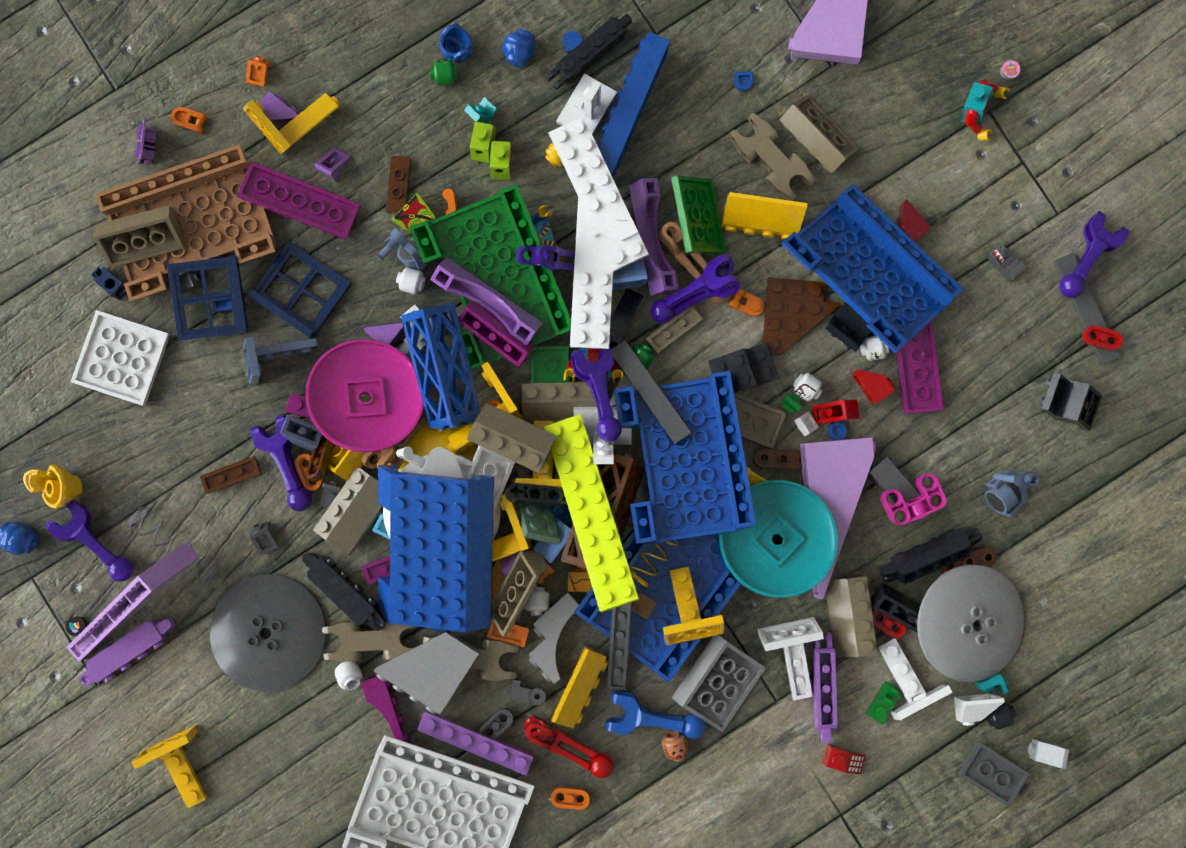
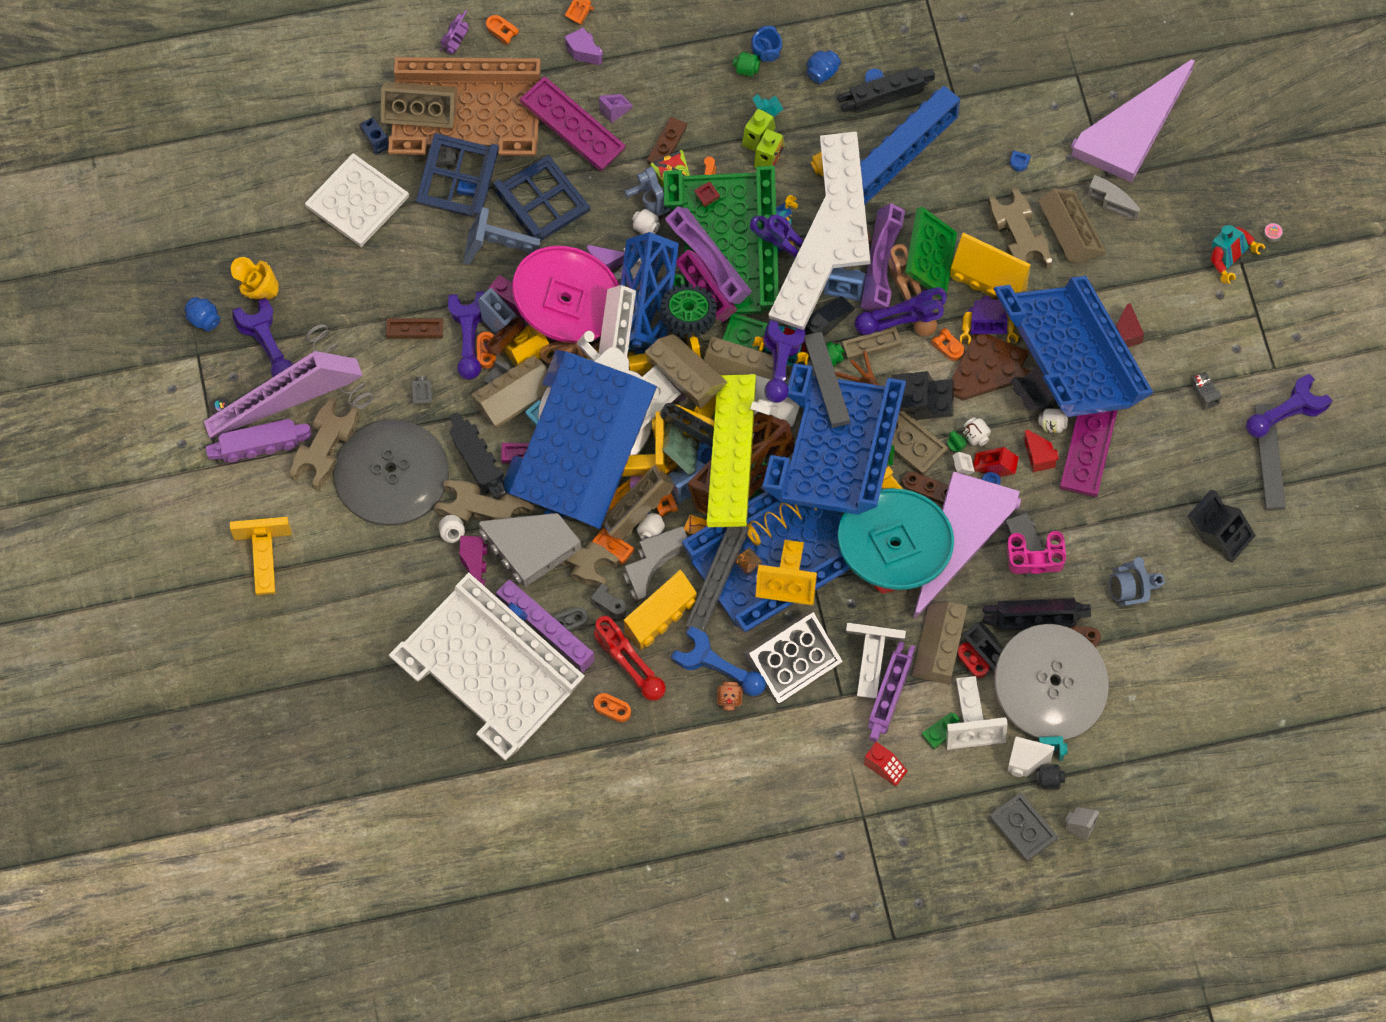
camera: 20 degrees right, 20 degrees down
(192, 624) = (319, 455): none -> dark tan piece
(295, 128) = (592, 66): yellow piece -> none
(426, 413) = (617, 319): none -> white brick
(445, 747) = (519, 612): none -> blue tile
(460, 235) = (707, 194): none -> dark red plate
(491, 360) = (688, 310): none -> wheel
(588, 100) = (870, 129): white piece -> none
(683, 366) = (867, 377): none -> dark orange plant
(775, 264) = (987, 318): none -> dark purple torso
(848, 89) = (1113, 198): none -> light grey slope
(1101, 337) = (1273, 481): red plate -> none

